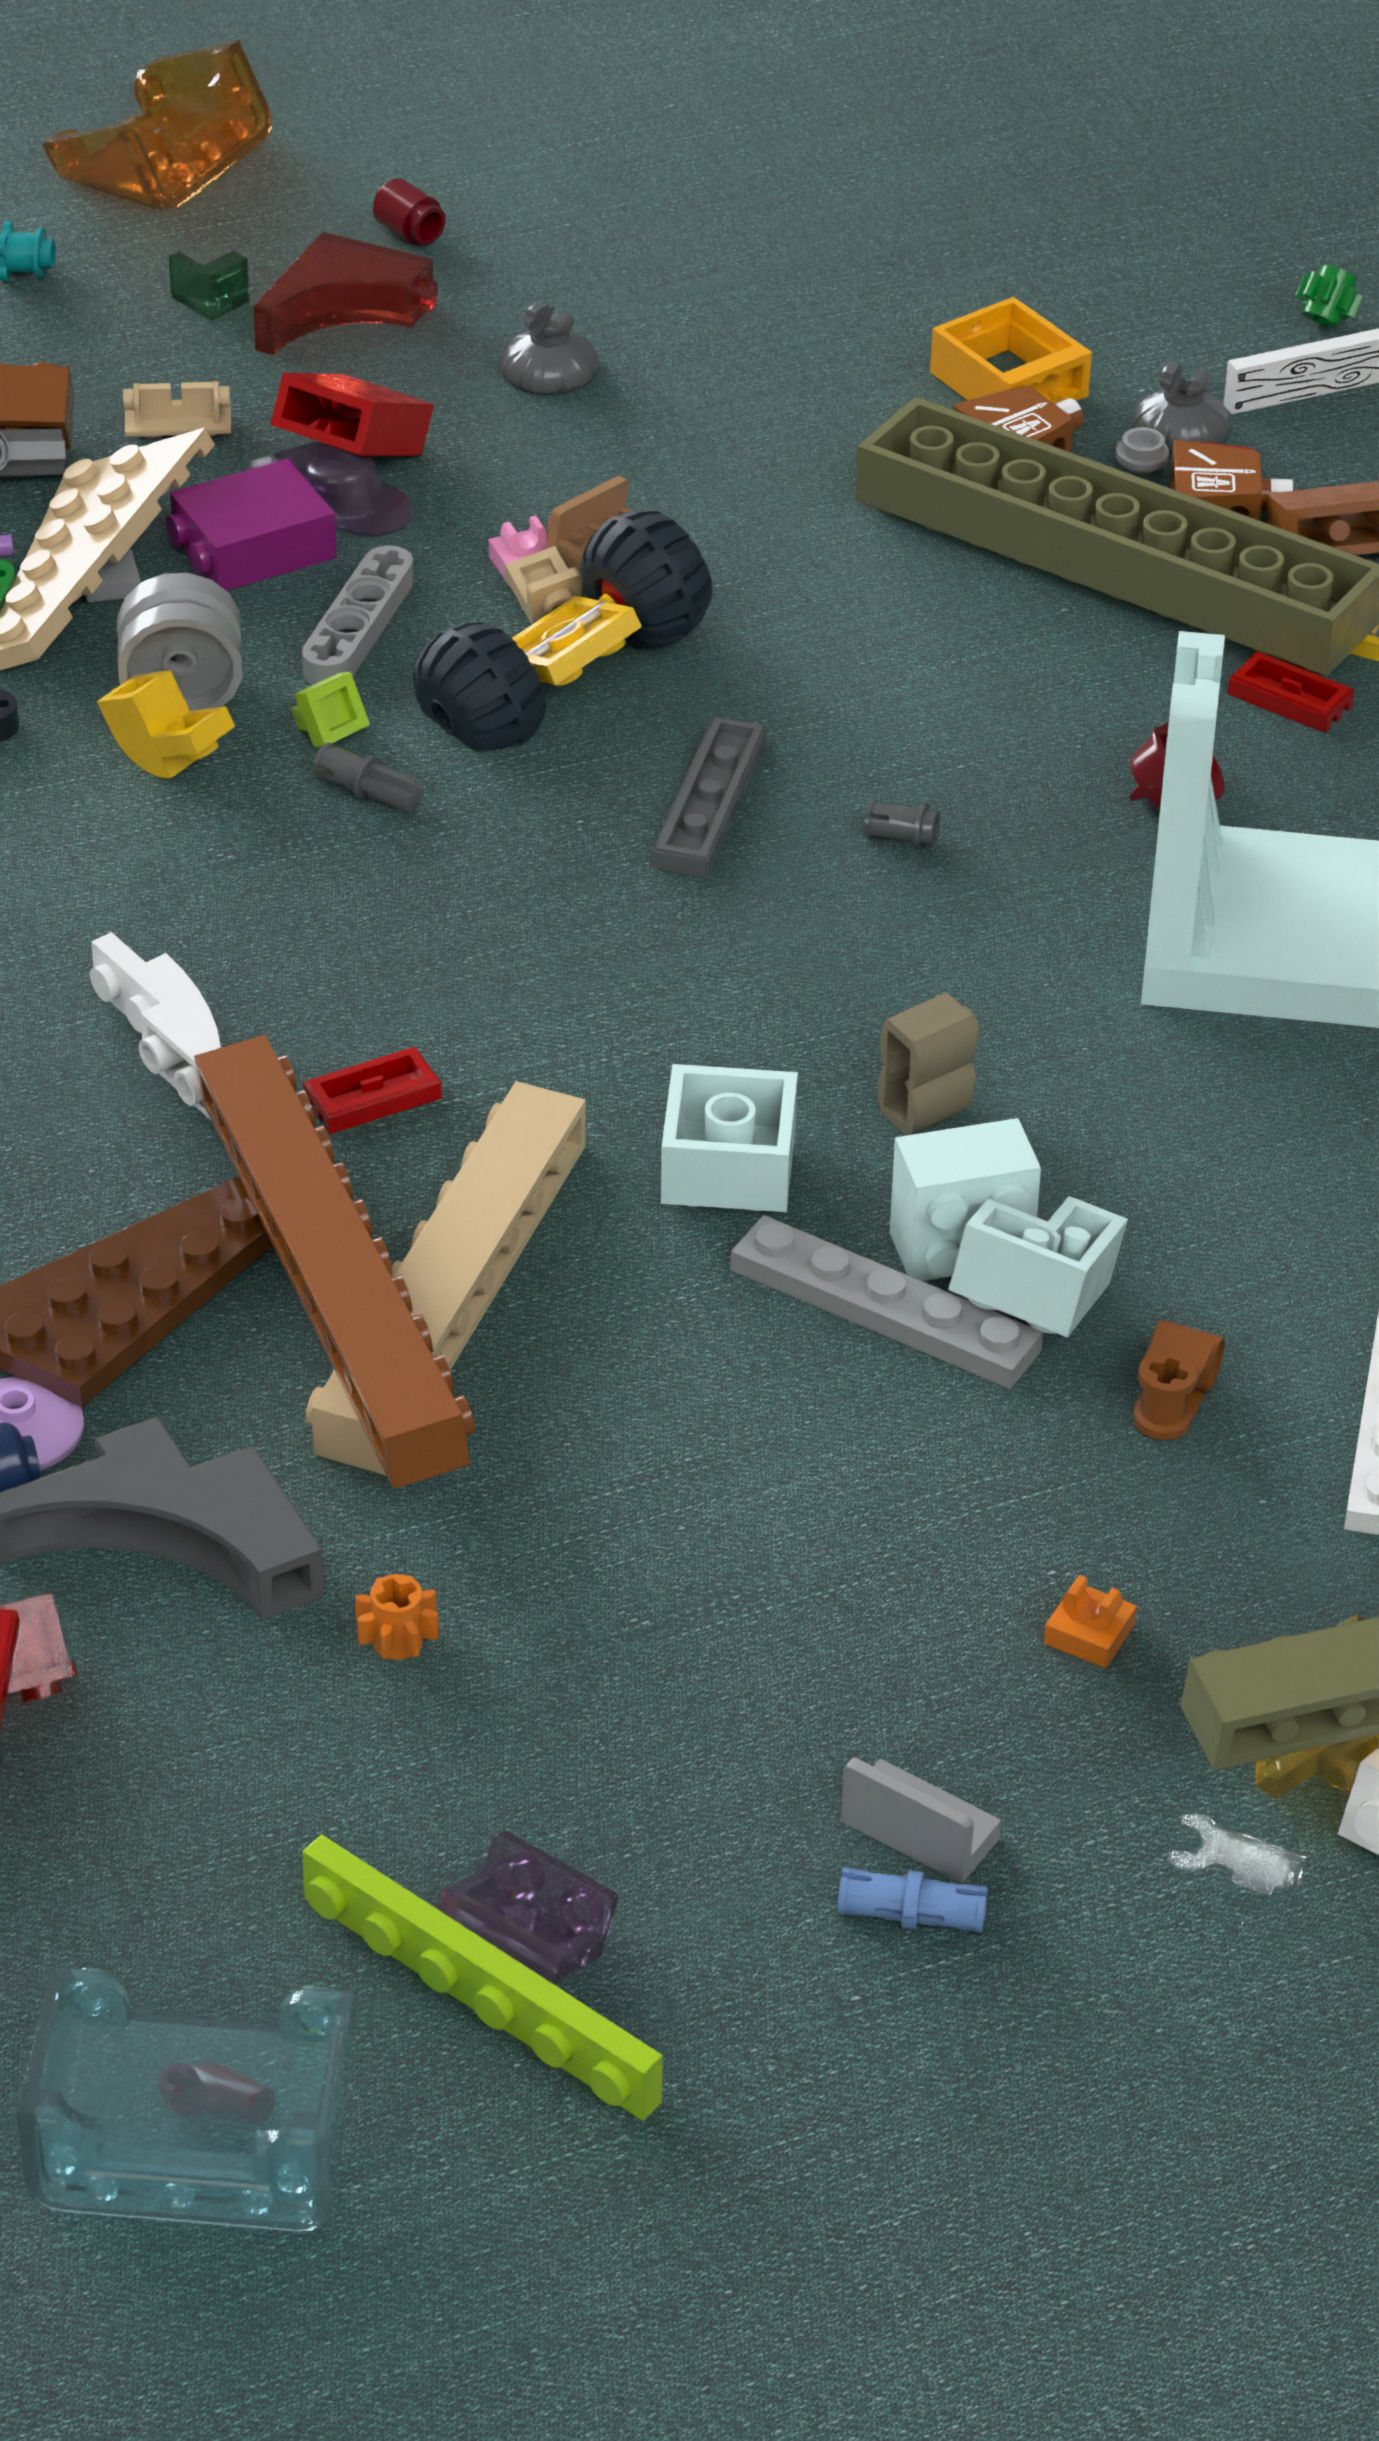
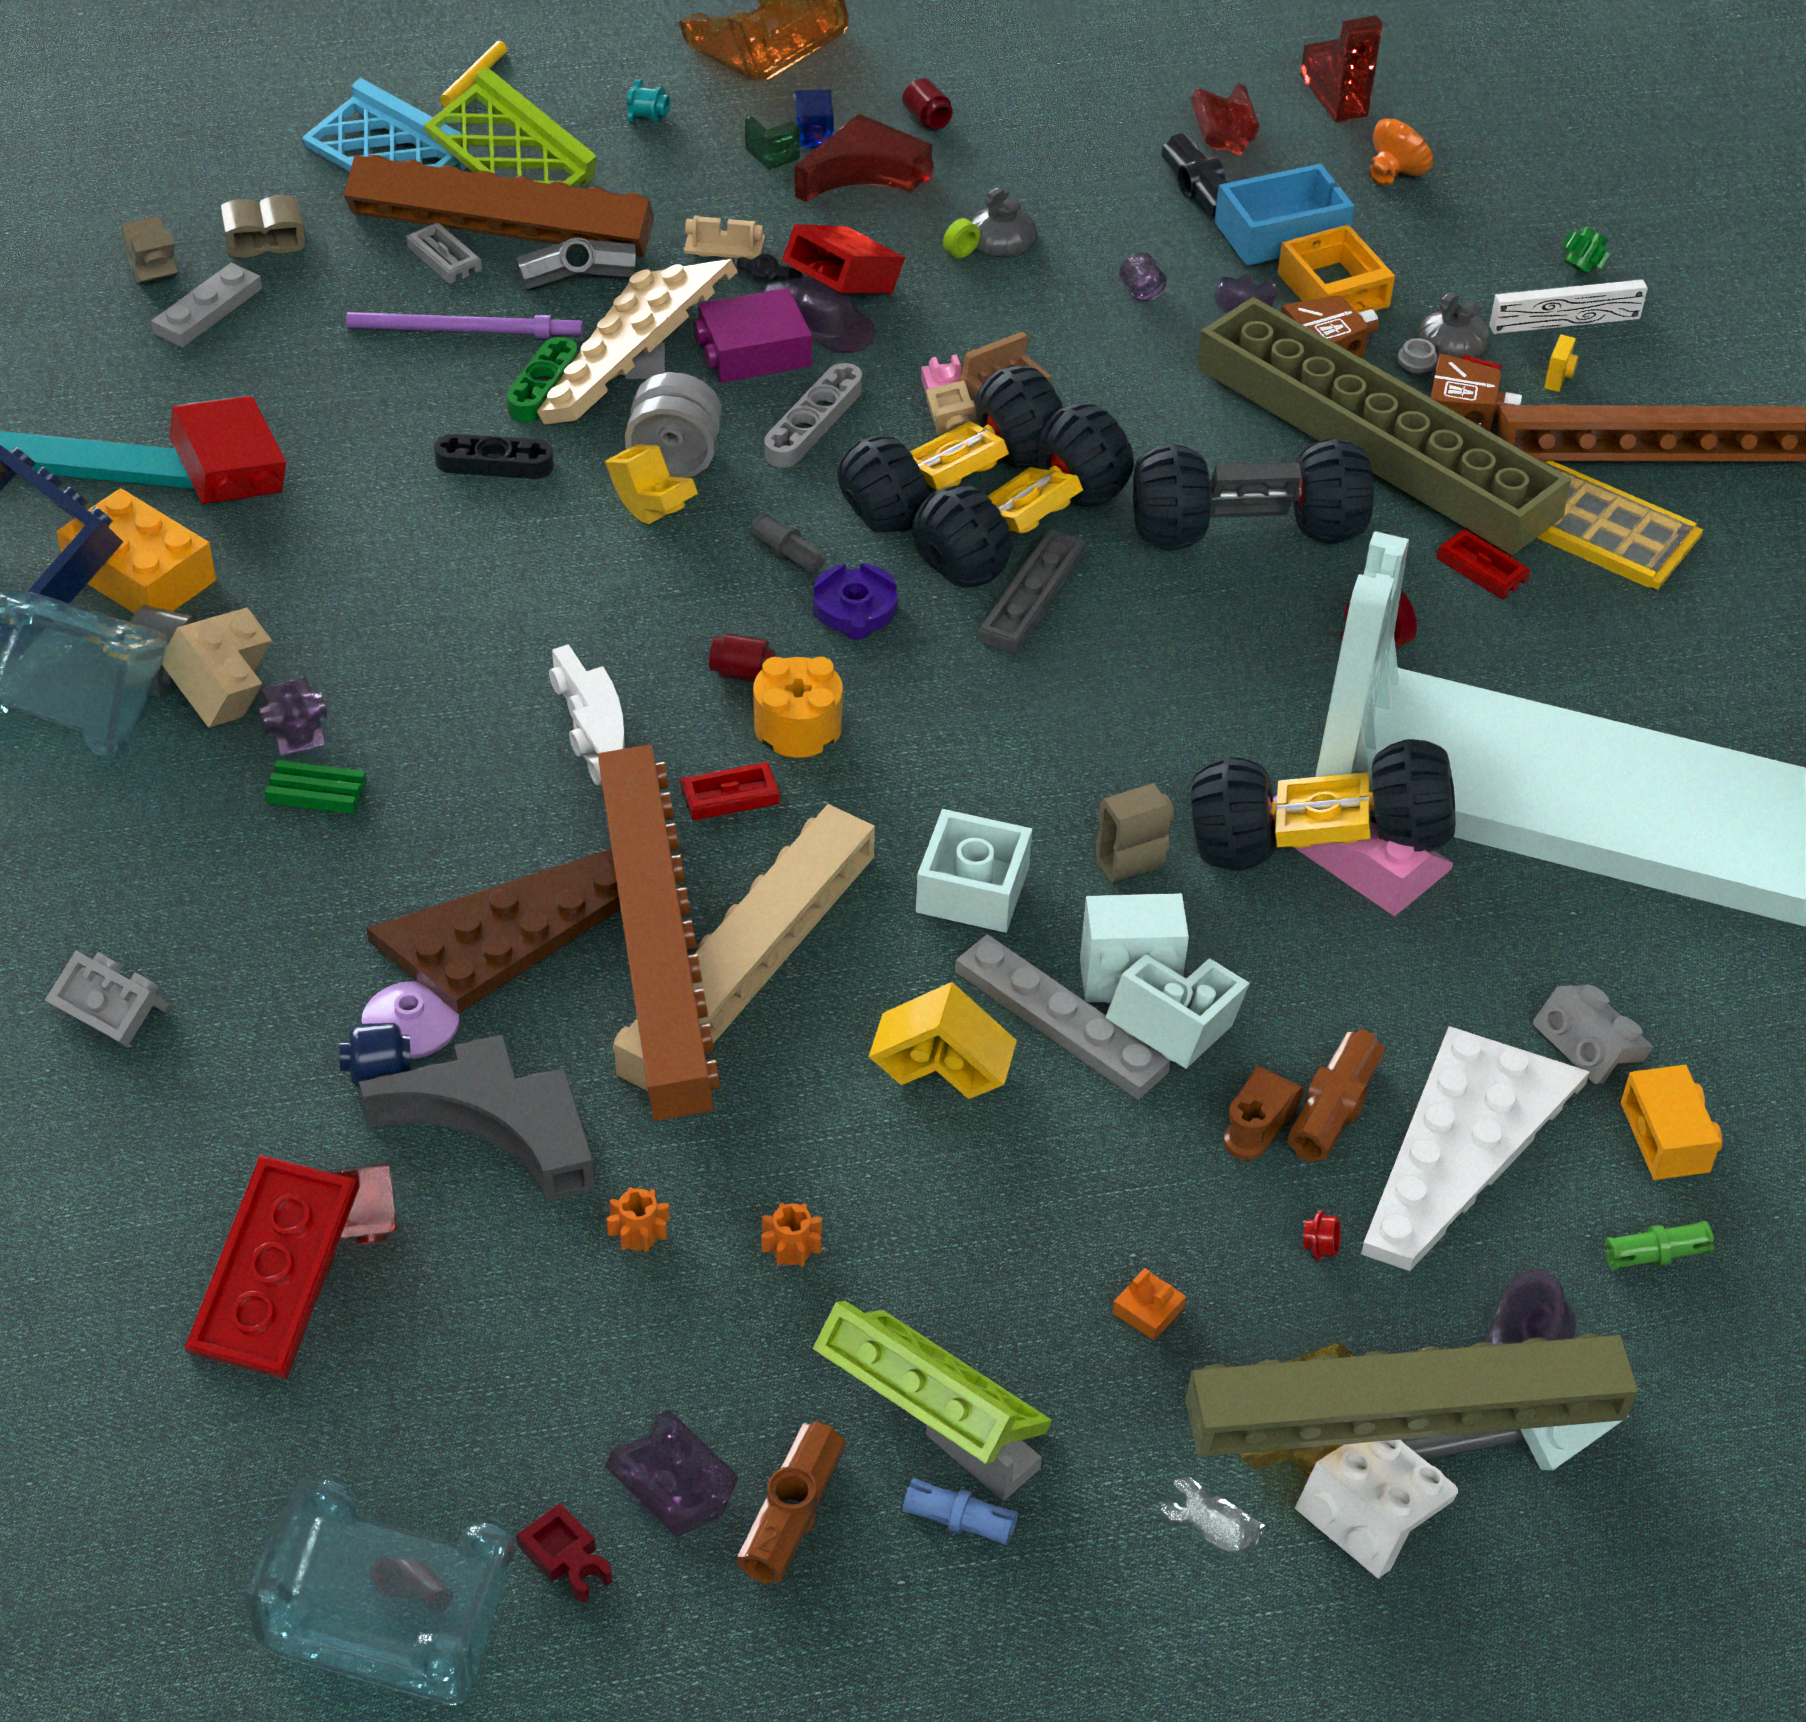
camera: 10 degrees right, 5 degrees up
(244, 442) = (766, 268): none -> black piece
(263, 240) = (814, 116): none -> clear blue brick
(330, 709) = (773, 487): lime tile -> none
(346, 923) = (739, 656): none -> dark red brick
(407, 2018) = (561, 1547): none -> dark red plate
(439, 970) = (798, 705): none -> light orange brick
(455, 841) = (855, 617): none -> dark purple plate
(483, 1978) = (634, 1535): lime plate -> none
(500, 374) = (961, 238): none -> lime tile
(605, 1605) = (791, 1234): none -> orange gear
(692, 1920) = (781, 1525): none -> dark orange piece
(737, 626) = (1080, 462): none -> black plate
(747, 1335) = (944, 1035): none -> yellow brick
(756, 394) = (1142, 277): none -> clear purple wheel
(801, 264) = (1194, 172): none -> black piece
(816, 191) = (1225, 121): none -> clear red bracket
(833, 1742) = (927, 1381): none -> lime fence
(882, 400) = (1234, 292): none -> hair
(904, 823) = (1168, 632): dark grey pin -> none
(905, 290) = (1277, 208): none -> dark azure piece
(959, 113) = (1344, 69): none -> clear red arch
(1055, 201) = (1398, 151): none -> orange hair
(1069, 614) = (1326, 483): none -> black plate
(1222, 1053) = (1380, 869): none -> bright pink wedge
(1267, 1344) = (1336, 1096): none -> dark orange piece
(1278, 966) = (1238, 815): none -> black plate
(1292, 1510) = (1322, 1235): none -> red plate
(1333, 437) = (1562, 363): none -> yellow plate

